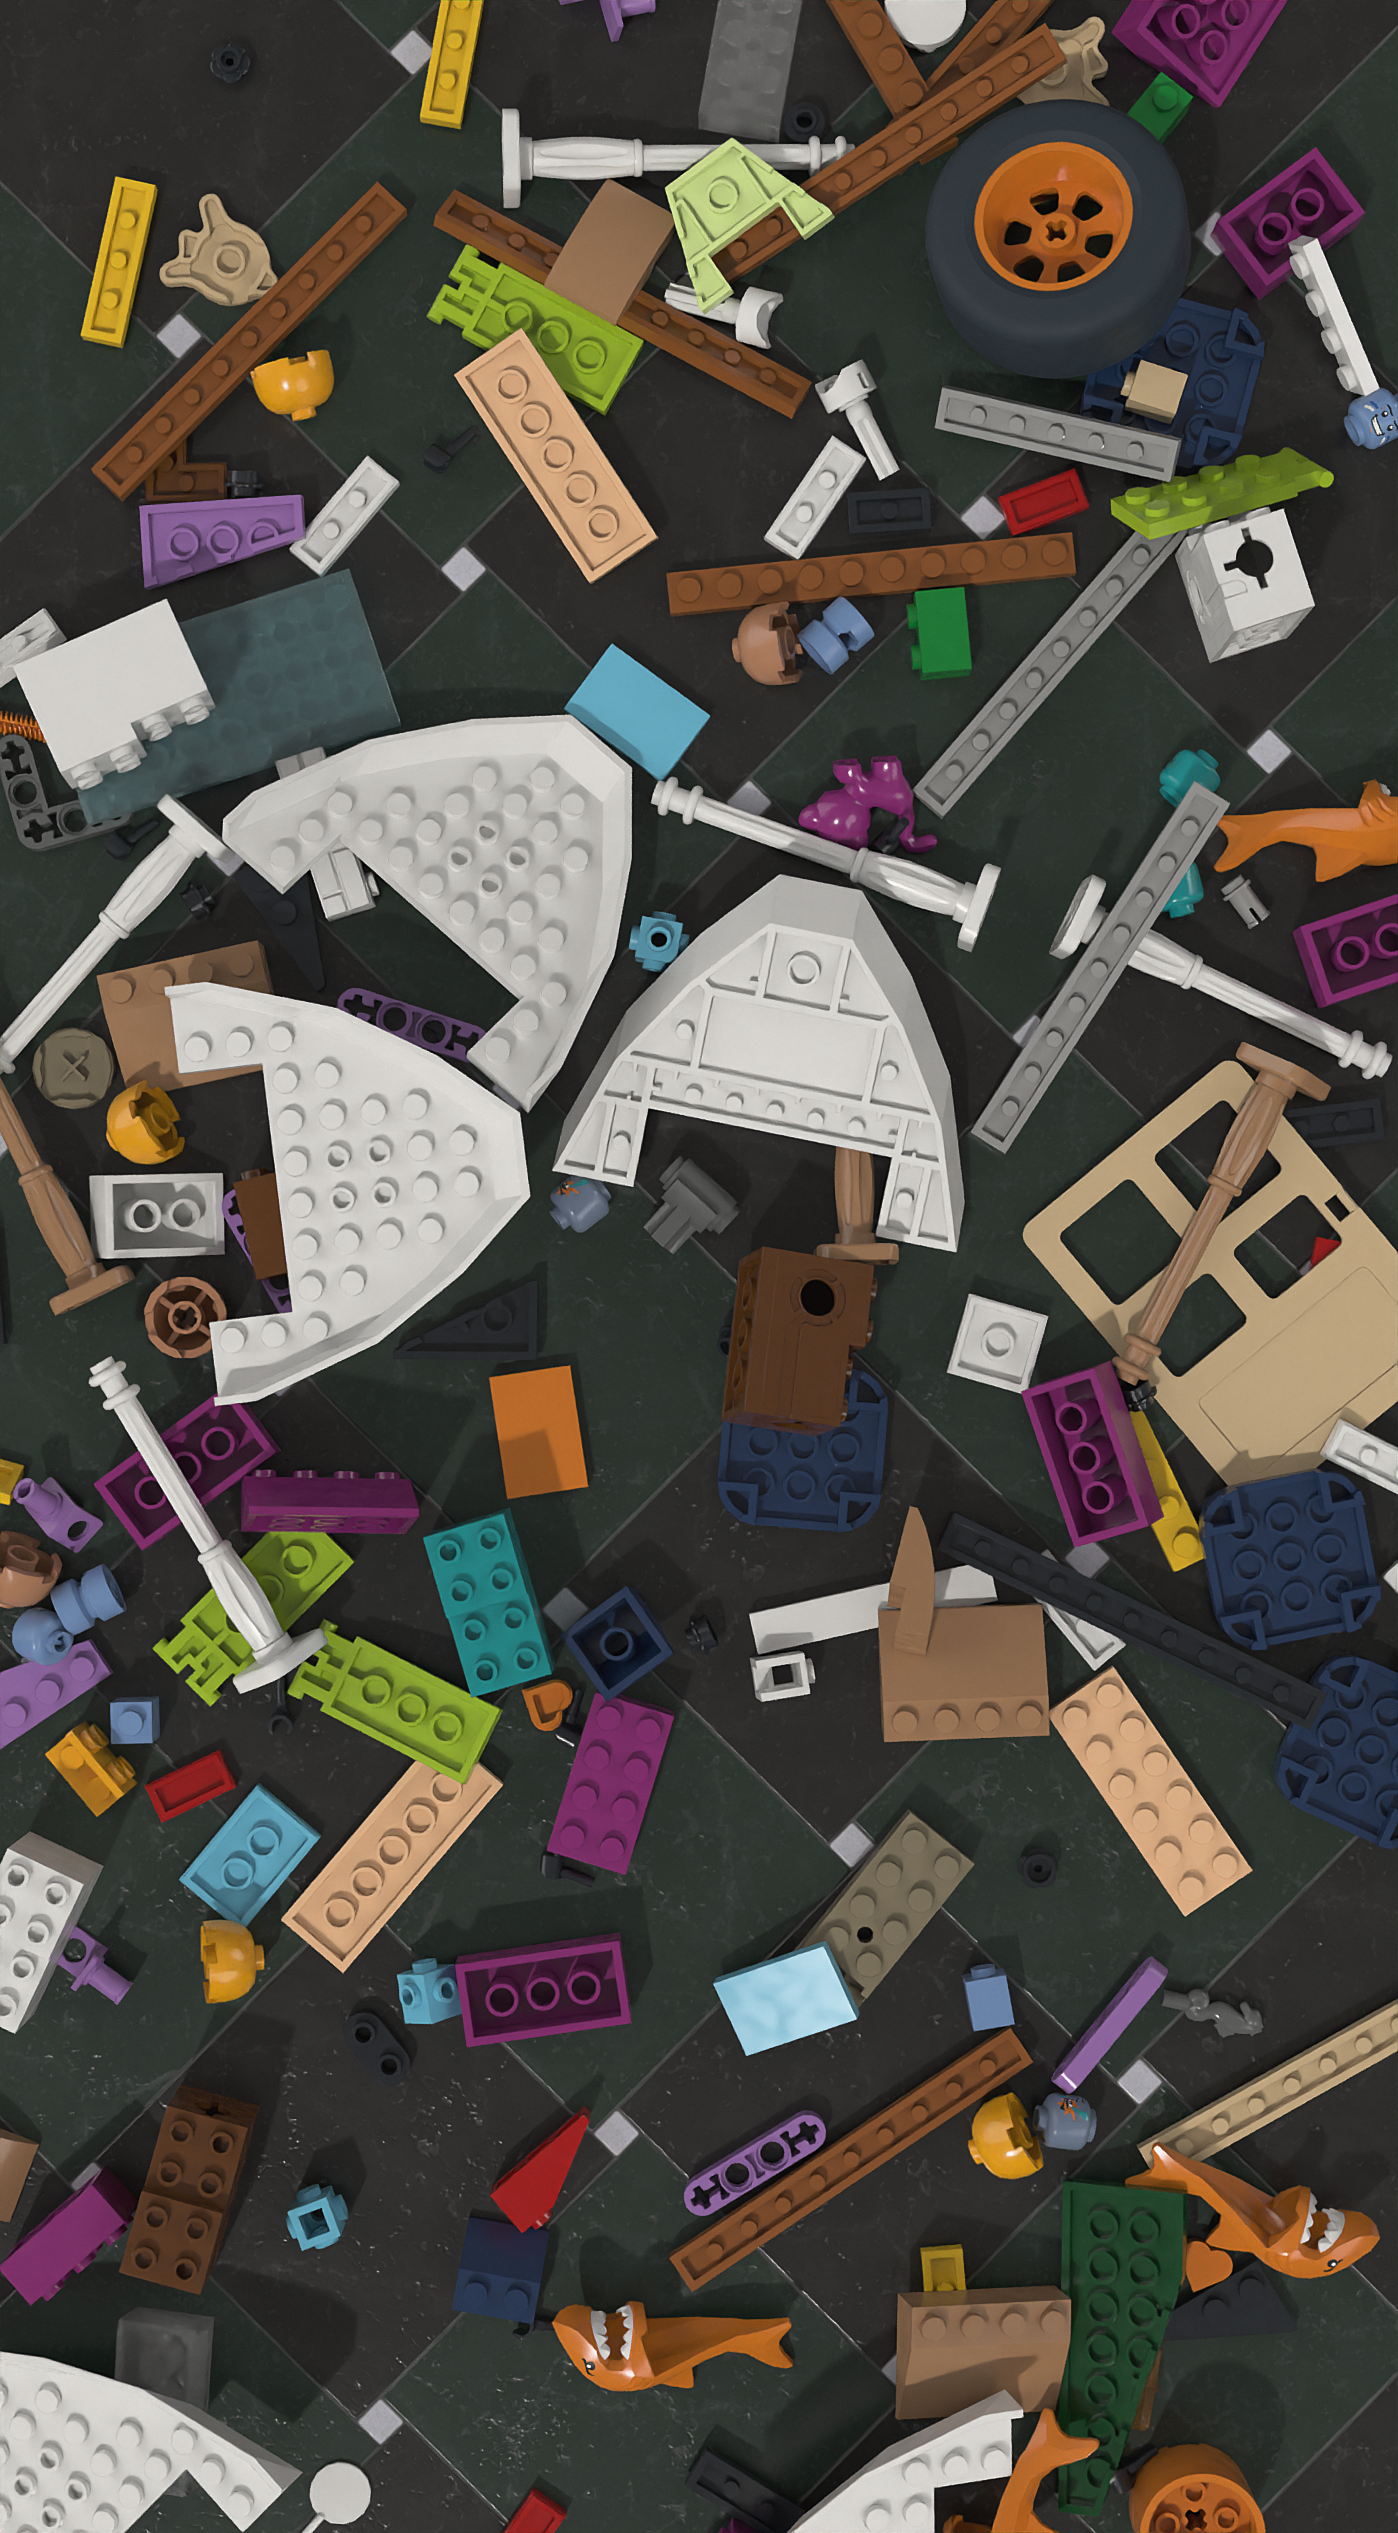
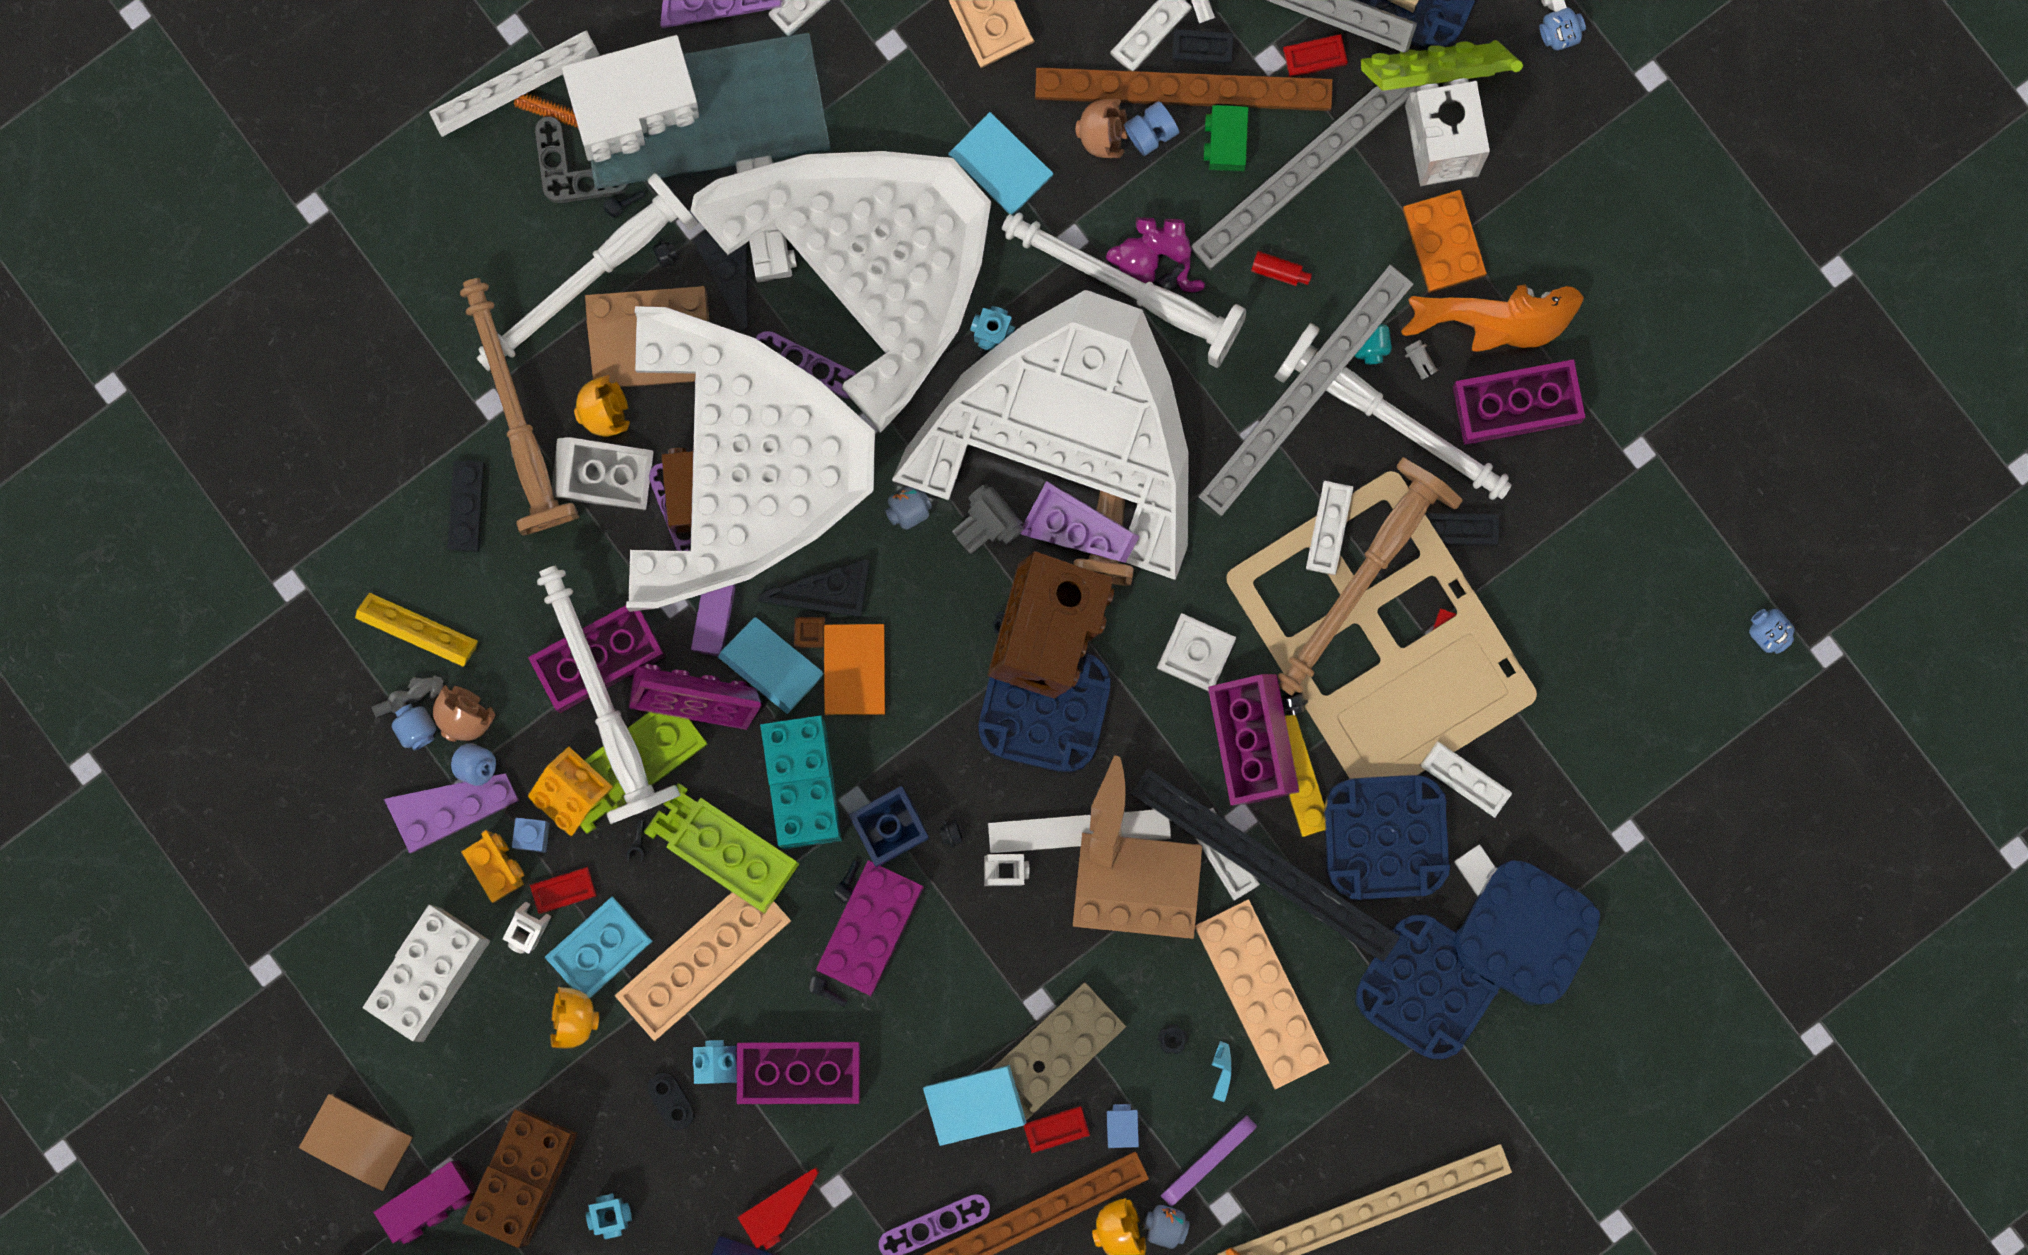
camera: 10 degrees right, 5 degrees down
(56, 1511) = (496, 676): medium lavender bracket -> none
(74, 1068) = (557, 361): dark tan tile -> none
(84, 1601) = (509, 743): medium blue wheel -> none
(93, 1970) = (474, 1014): medium lavender bracket -> none
(146, 1852) = (519, 942): none -> white window
(167, 1311) = (609, 535): nougat cylinder -> none
(178, 1652) = (569, 790): none -> light orange bracket
(338, 1400) = (713, 621): none -> medium lavender brick
(425, 1444) = (771, 665): none -> medium azure tile
(470, 1390) = (809, 632): none -> reddish brown tile
(547, 1701) = (831, 867): orange tile -> none
(812, 1197) = (1074, 524): none -> medium lavender wing
(899, 2010) = (1056, 1129): none -> red tile
(1037, 804) = (1280, 269): none -> red cylinder
(1109, 1889) = (1223, 1061): none -> medium azure slope
(1154, 1149) = (1329, 528): none -> white tile
(1183, 770) = (1392, 255): teal head -> none
(1227, 2019) = (1296, 1170): dark grey animal -> none
(1254, 733) = (1444, 241): none -> orange plate

